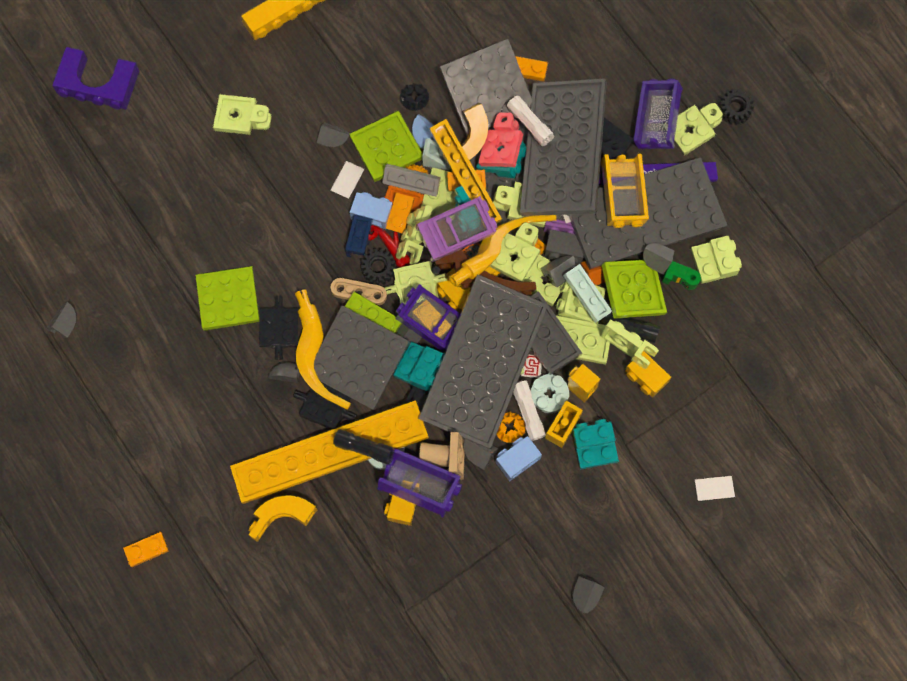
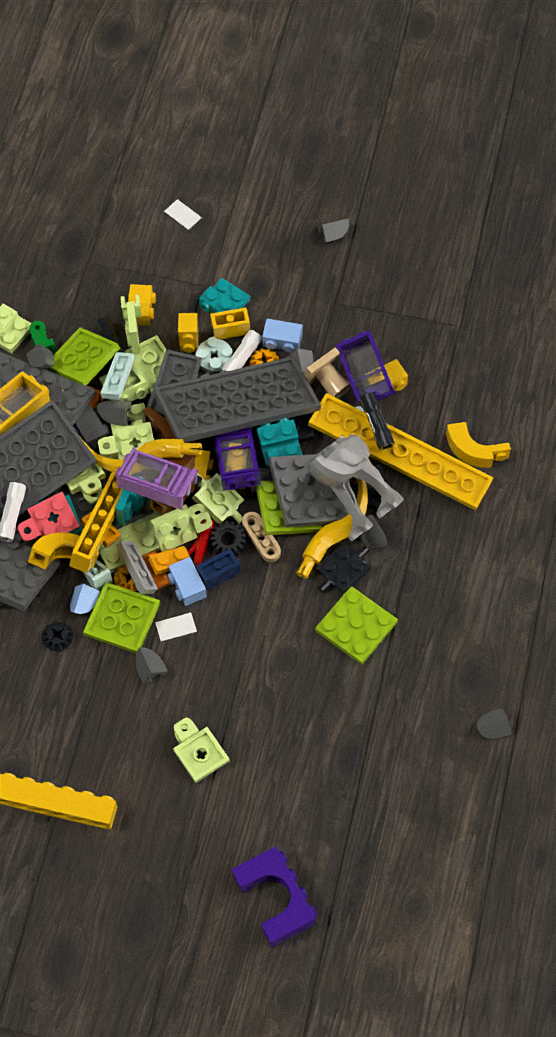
camera: 130 degrees left, 10 degrees down
(346, 378) = (349, 459): none -> light grey animal

